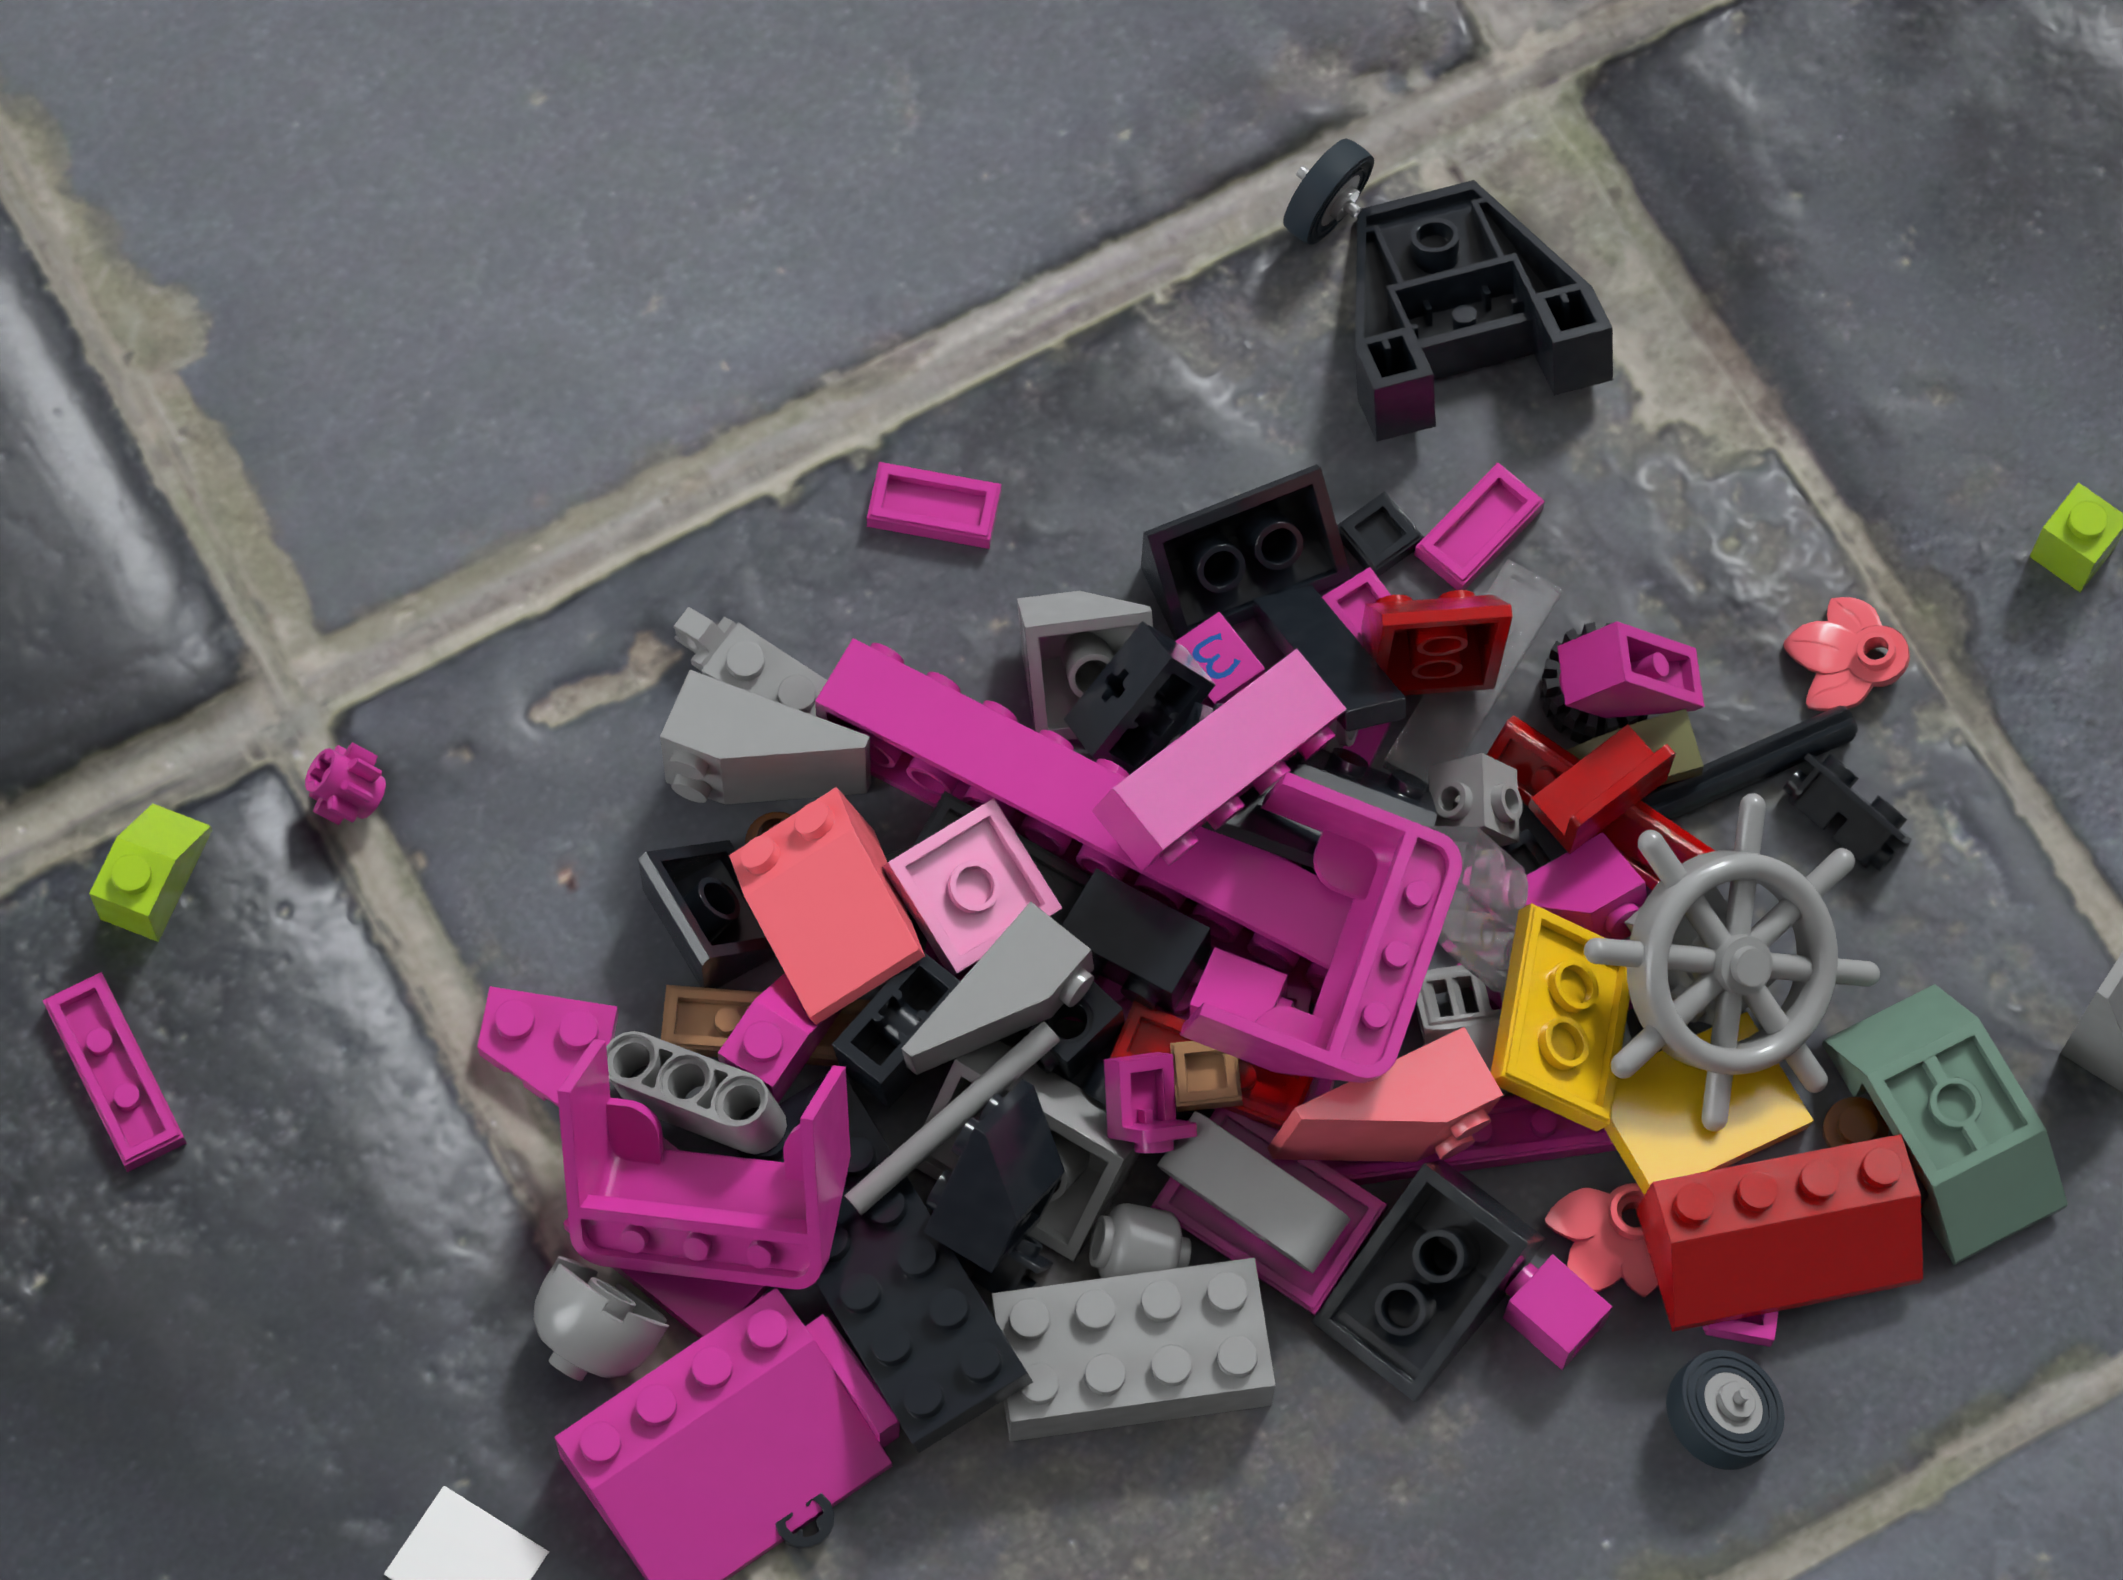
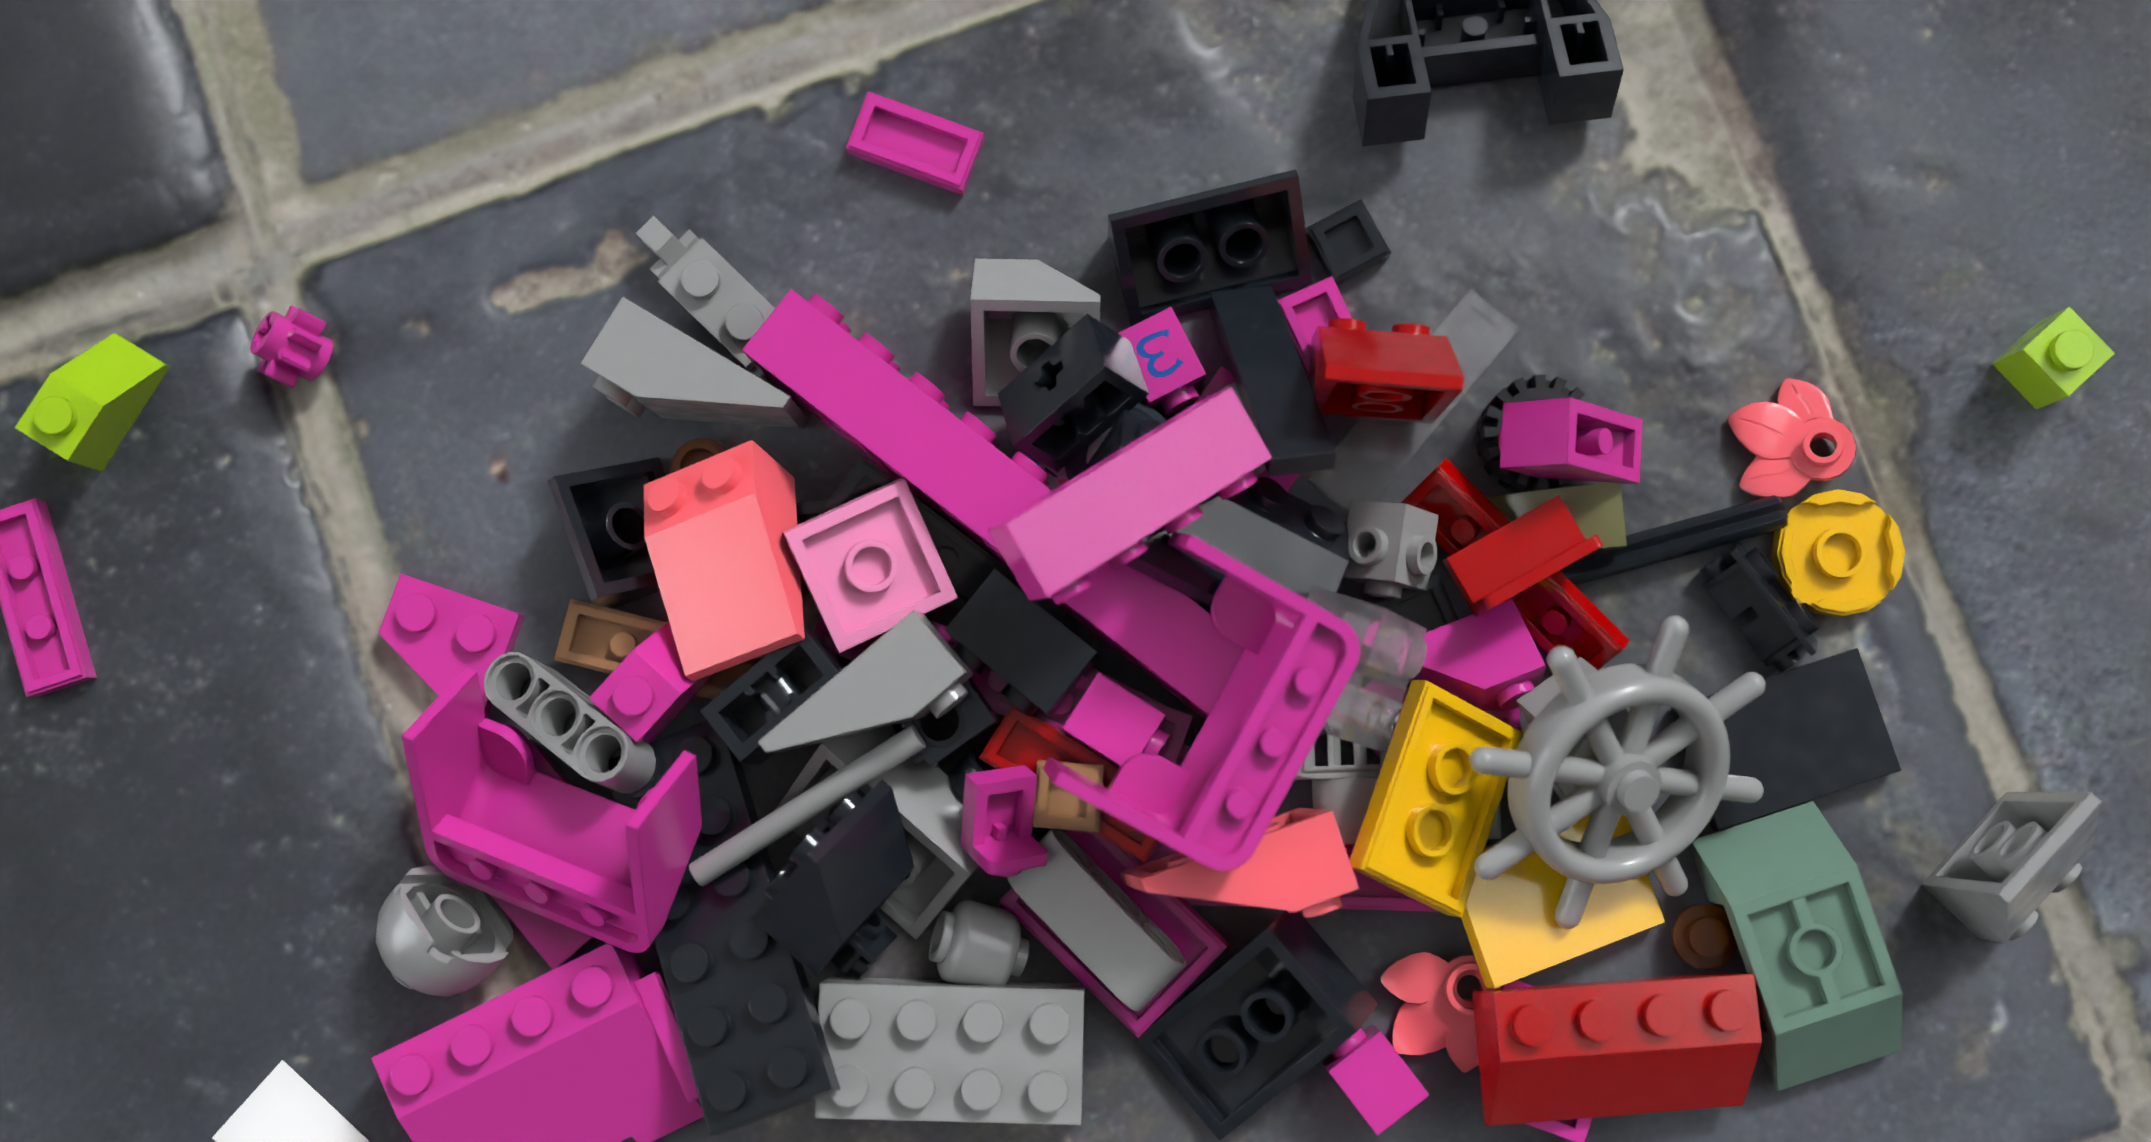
camera: 20 degrees right, 15 degrees up
(1479, 527) = (1448, 250): dark pink tile -> none
(1914, 752) = (1838, 553): none -> yellow tile
(1917, 923) = (1807, 737): none -> black tile

